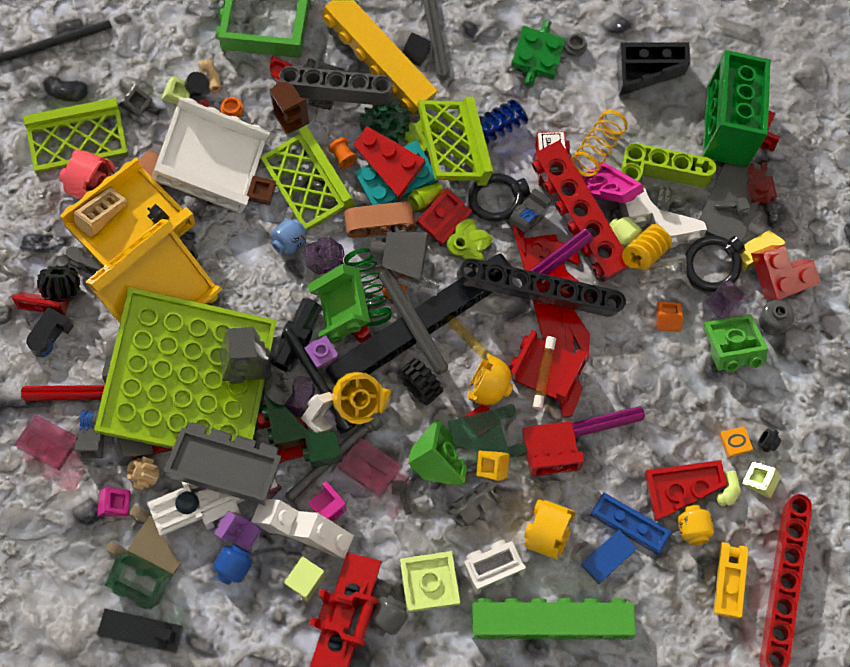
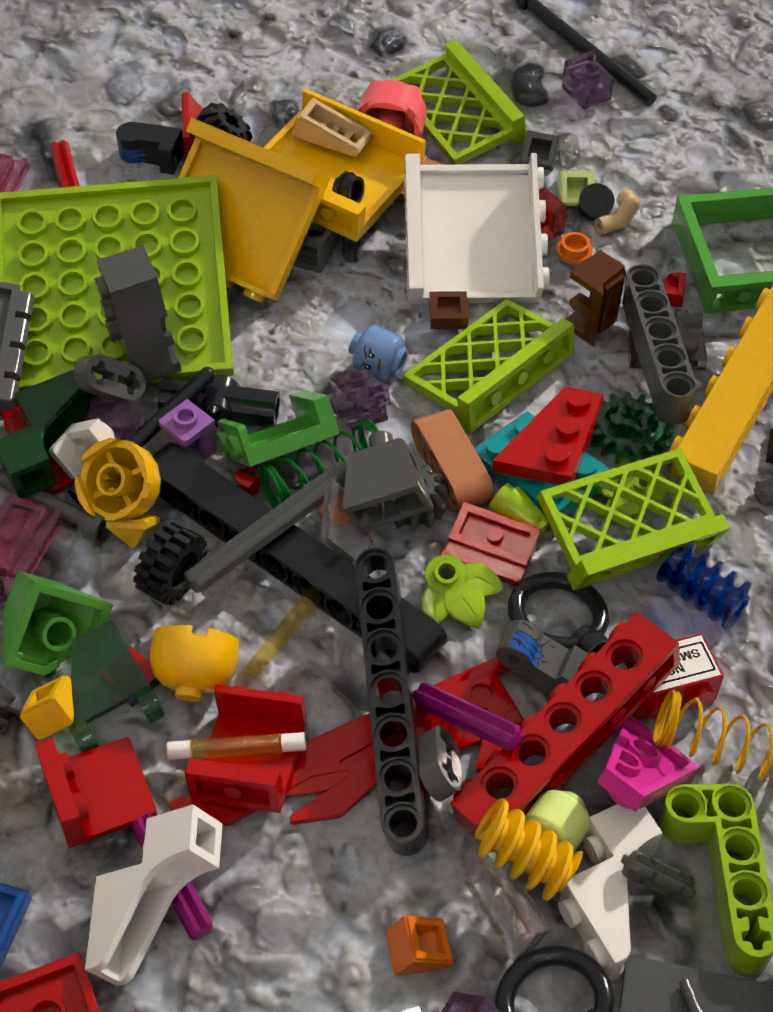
camera: 75 degrees right, 15 degrees down
(84, 53) = (587, 80): none -> clear purple brick
(343, 153) = (551, 386): orange bush -> none
(584, 275) = (439, 763): none -> dark grey beam
(627, 439) = (135, 899): none -> white arch

